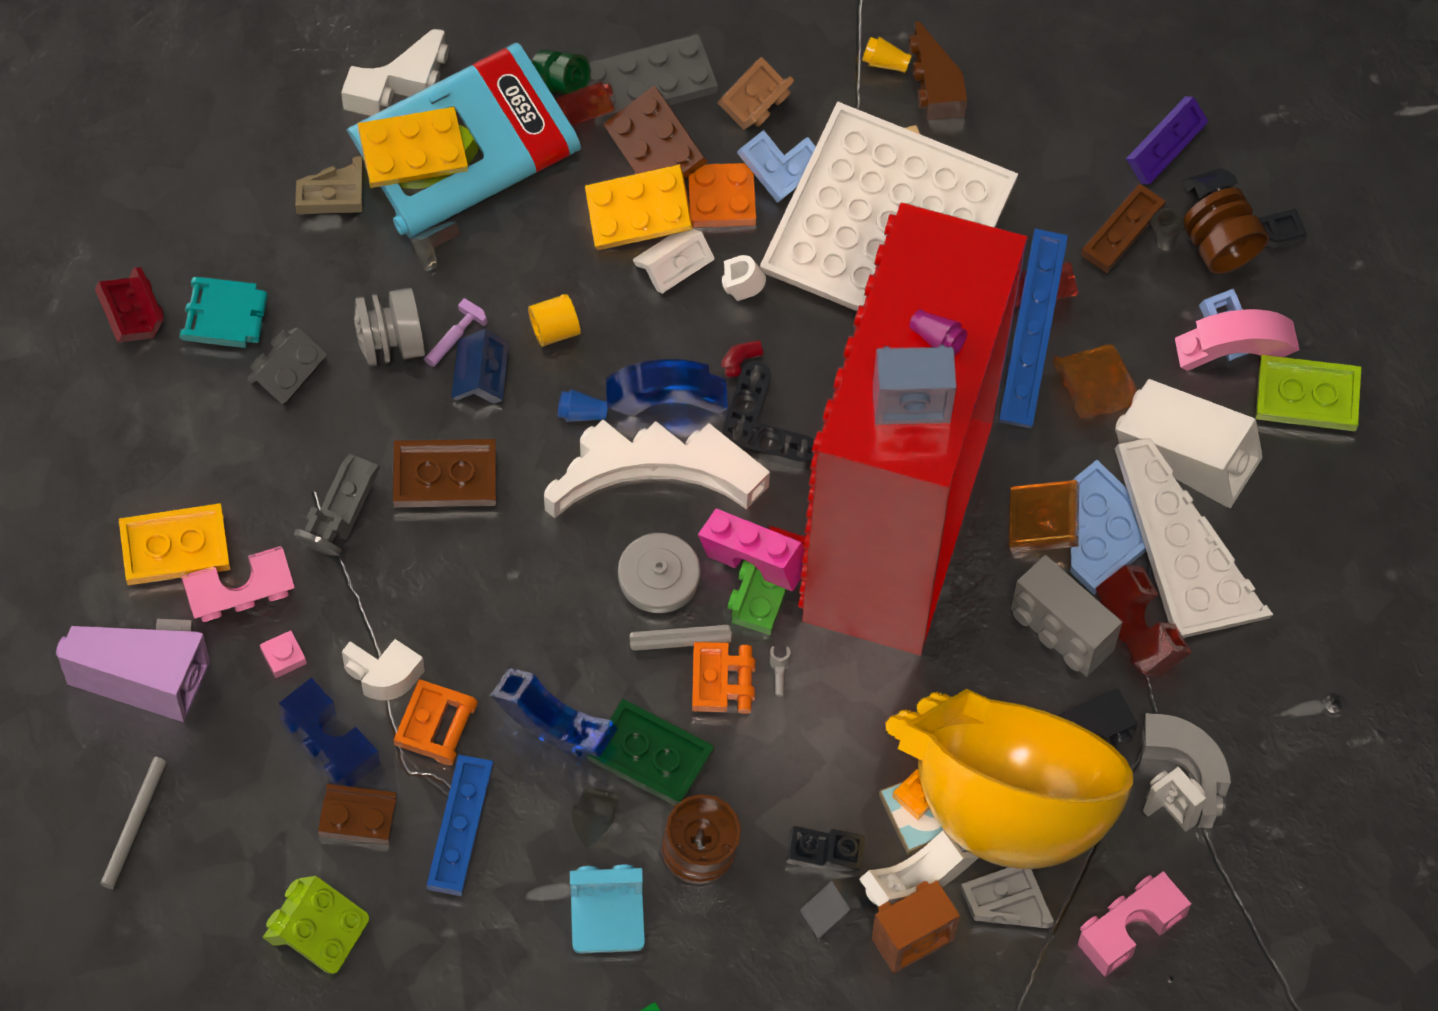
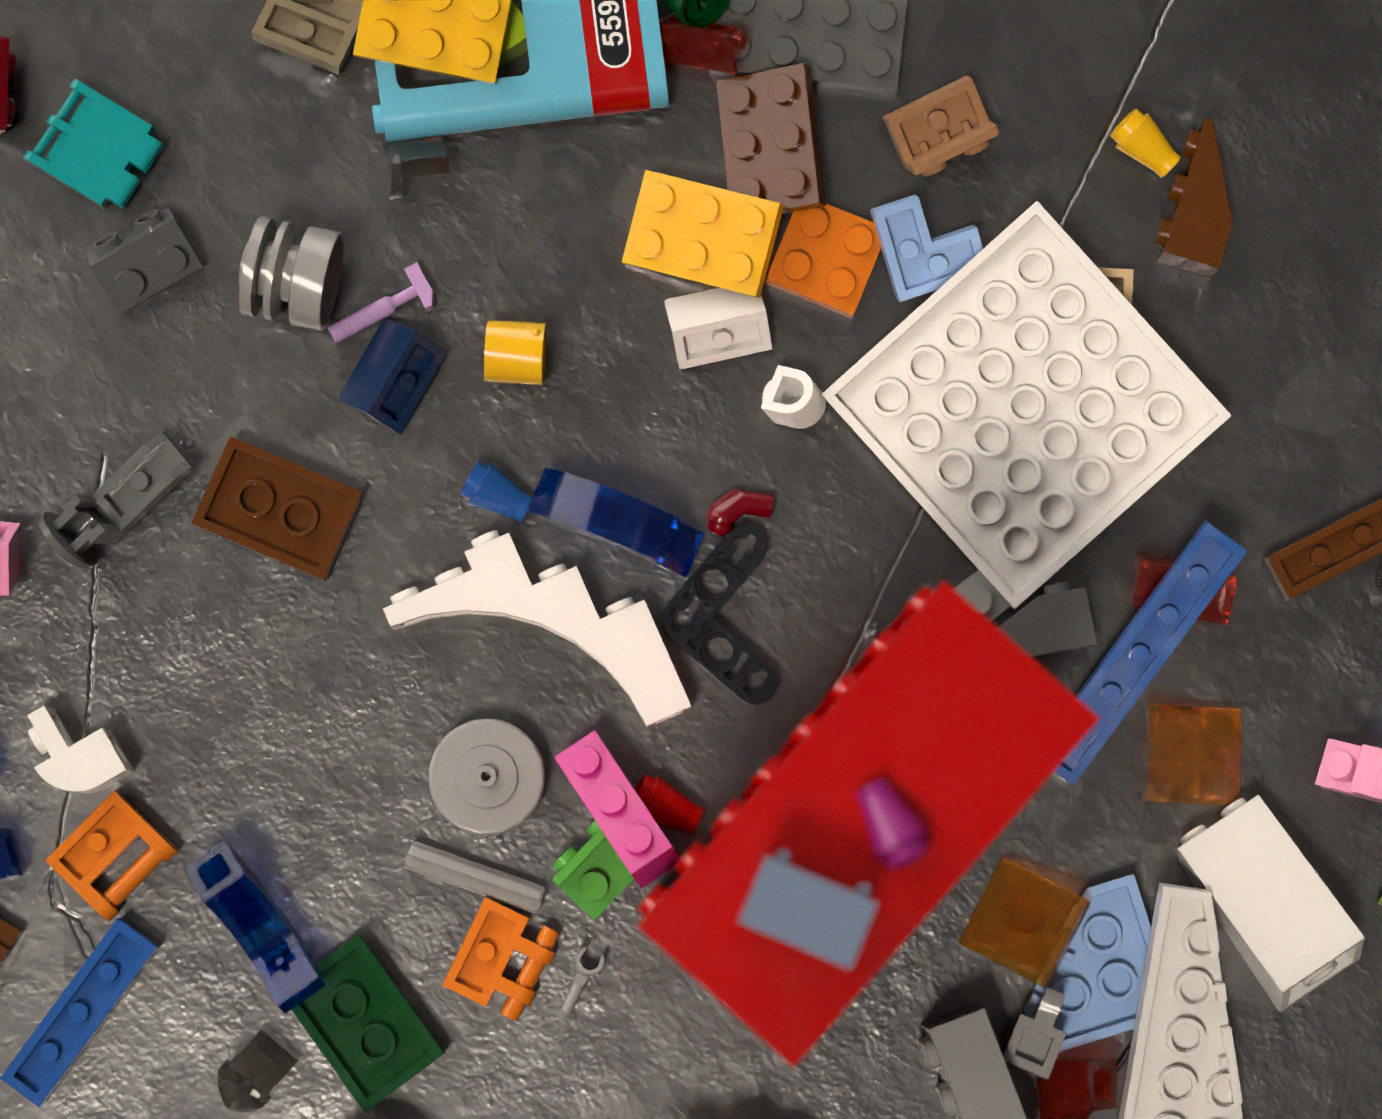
camera: 25 degrees right, 20 degrees up
(1088, 570) = (1035, 1041): none -> light grey plate

